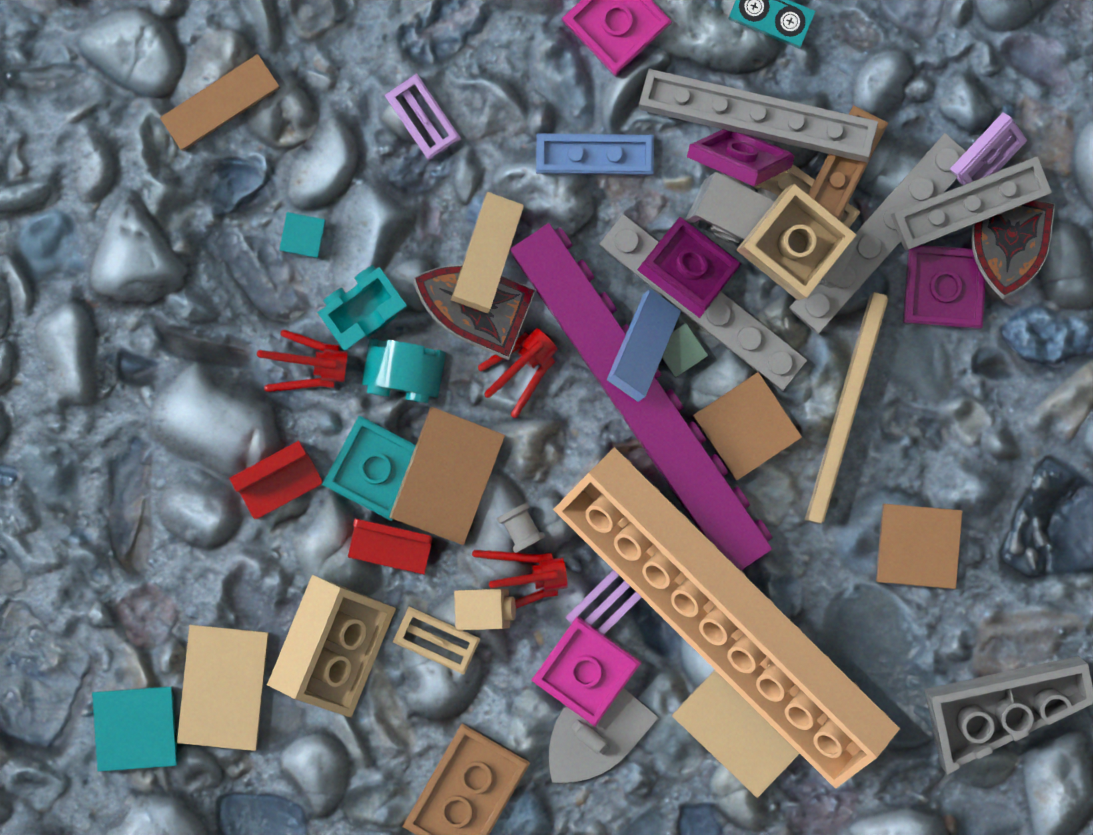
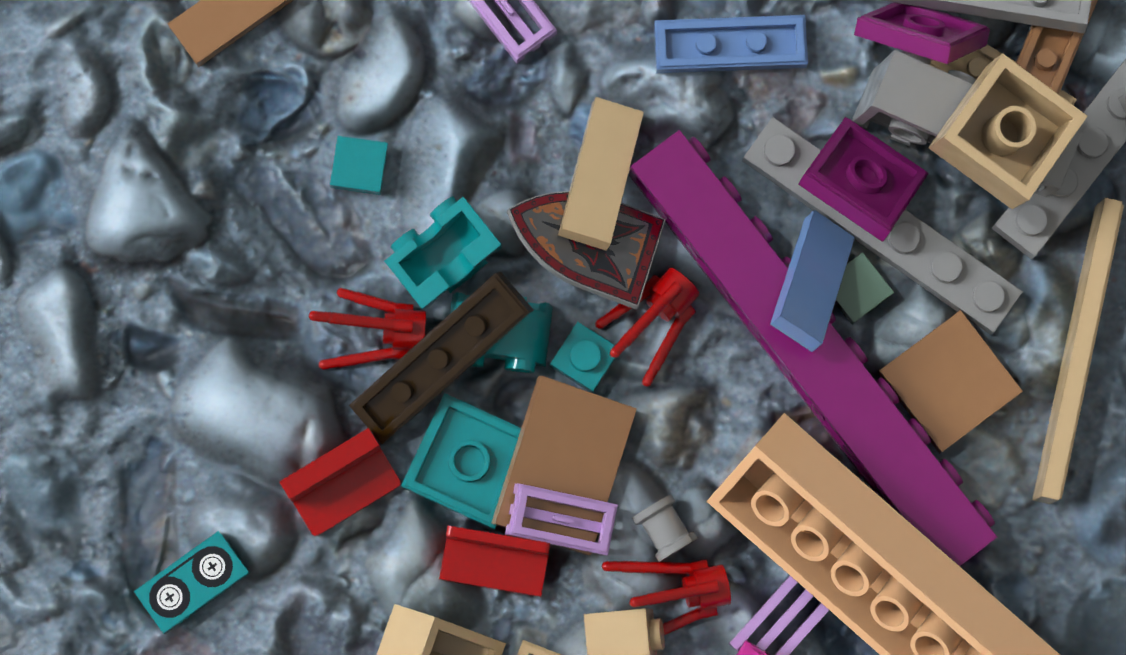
camera: 10 degrees left, 5 degrees down
(160, 549) = (191, 582): none -> tile
(357, 389) = (441, 357): none -> dark brown tile
(409, 509) = (519, 510): none -> lavender tile
(466, 393) = (583, 357): none -> teal plate

